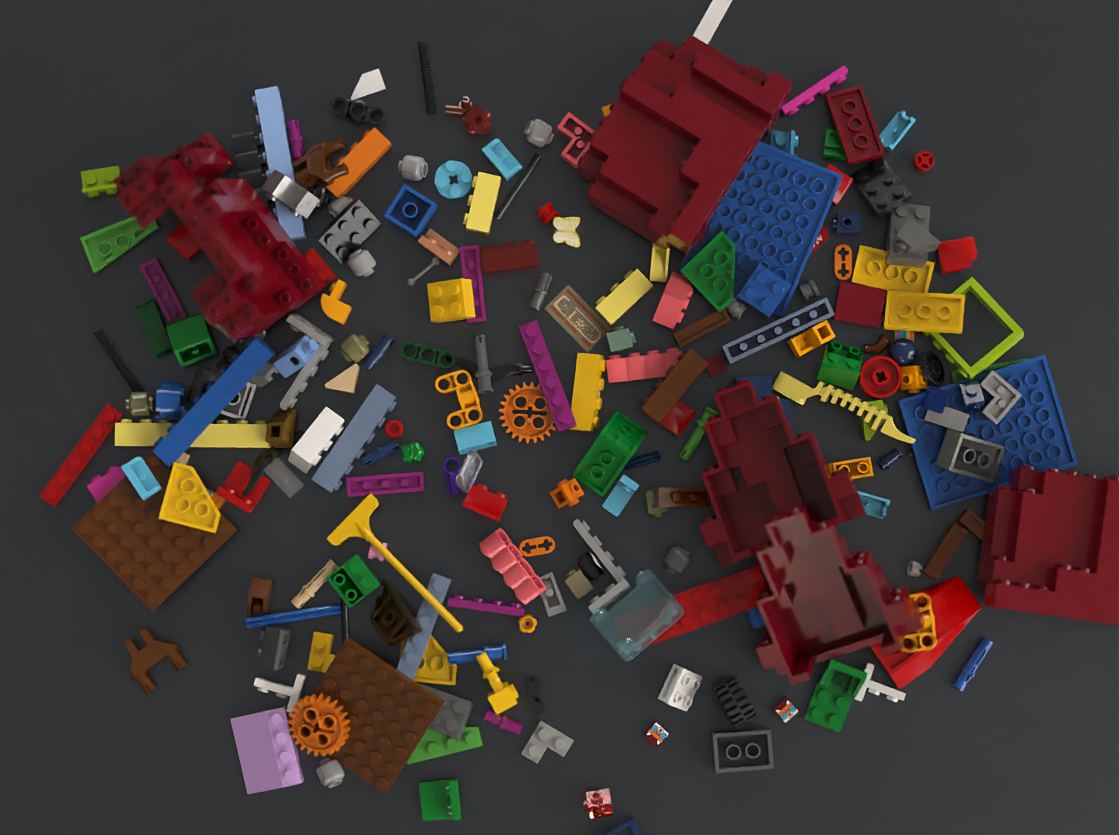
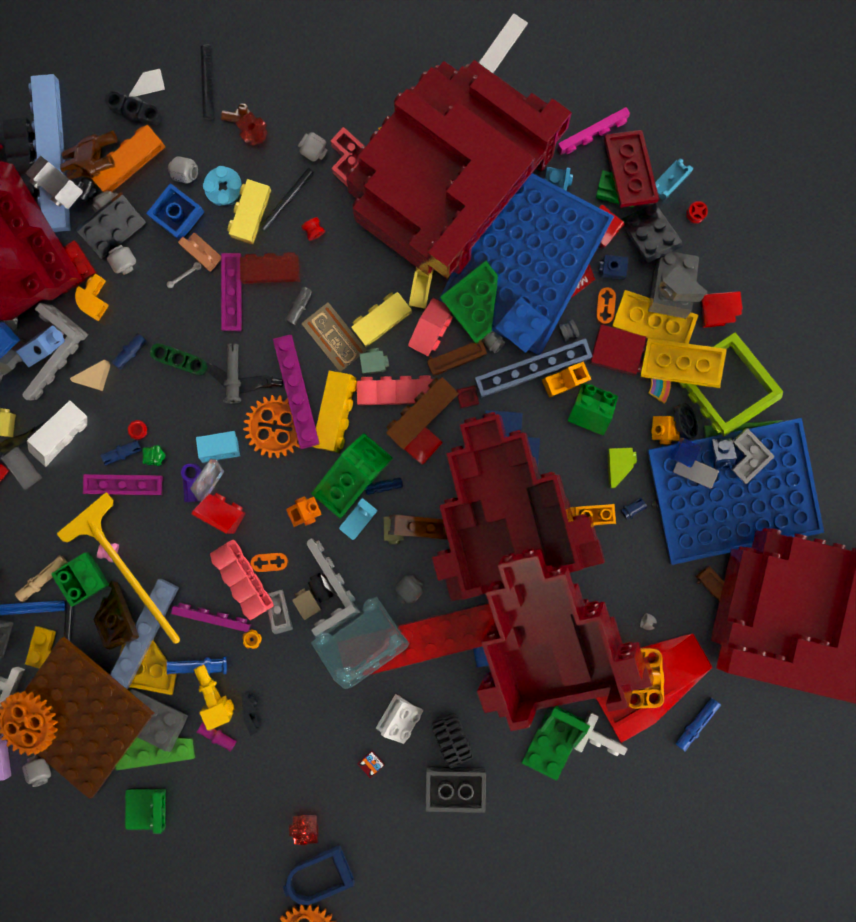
camera: 10 degrees right, 0 degrees up
(281, 429) = (22, 419): pearl gold slope -> none
(295, 139) = (68, 130): magenta pin -> none
(354, 438) = (95, 436): sand blue brick -> none
(355, 348) = (105, 344): olive head -> none
(451, 300) = (206, 305): yellow piece -> none
(467, 397) = (213, 406): light orange beam -> none
(501, 159) = (273, 169): medium azure hinge -> none
(544, 737) = (259, 756): light grey plate -> none
(566, 230) = (330, 247): light yellow animal -> none
(697, 435) = (441, 467): bright green pin -> none
(785, 710) = (504, 752): tile -> none
(800, 392) = (550, 432): light yellow piece -> none
(874, 505) = (614, 554): medium azure hinge -> none
(879, 347) = (633, 395): reddish brown arm -> none
(890, 374) = (642, 421): red wheel -> none
(903, 352) = (657, 402): dark blue hair -> none
(944, 551) = (680, 607): reddish brown container -> none
(970, 455) = (715, 513): dark grey slope -> none

